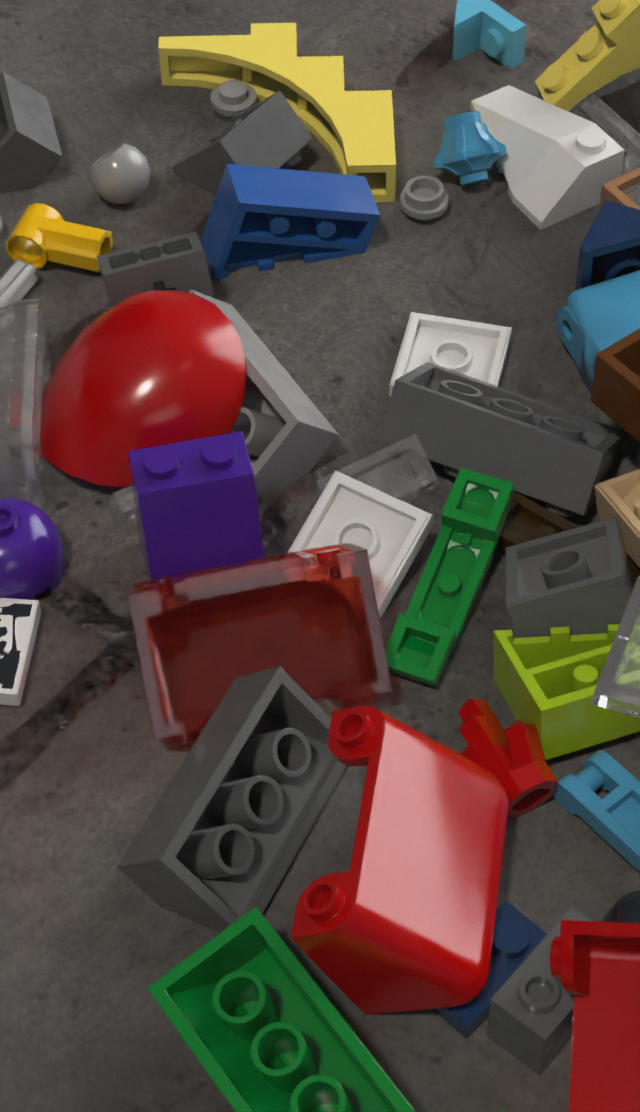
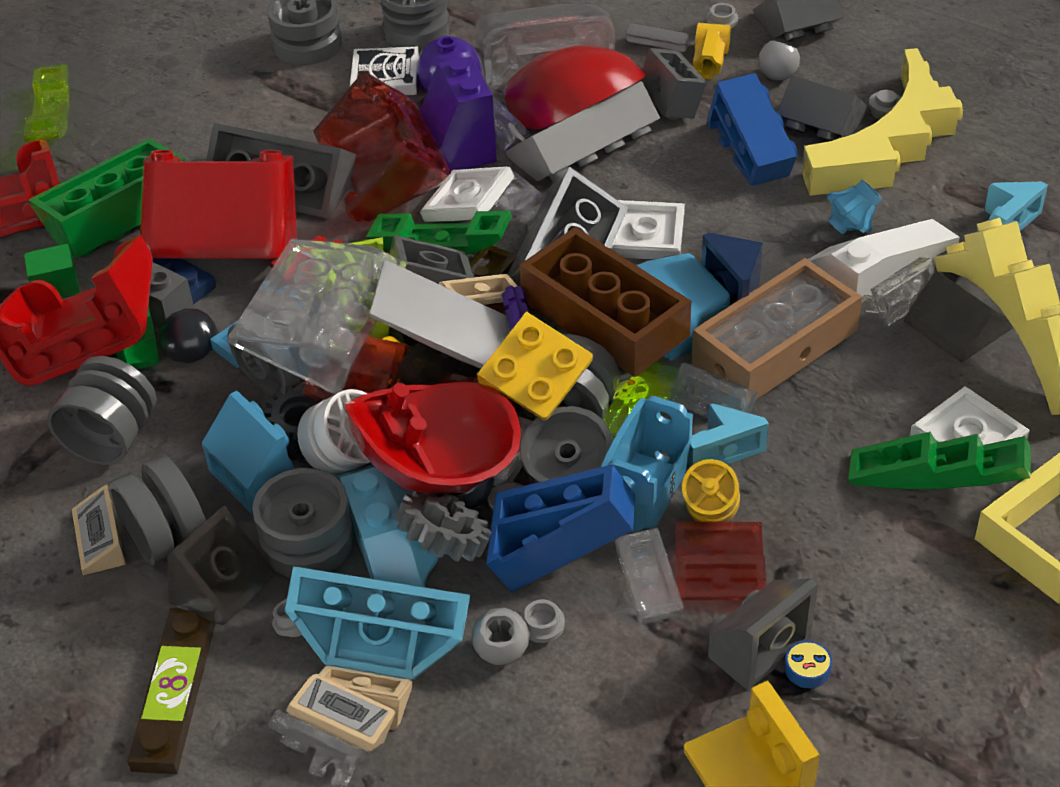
camera: 85 degrees right, 5 degrees down
(424, 198) = (805, 200): light grey plate -> none

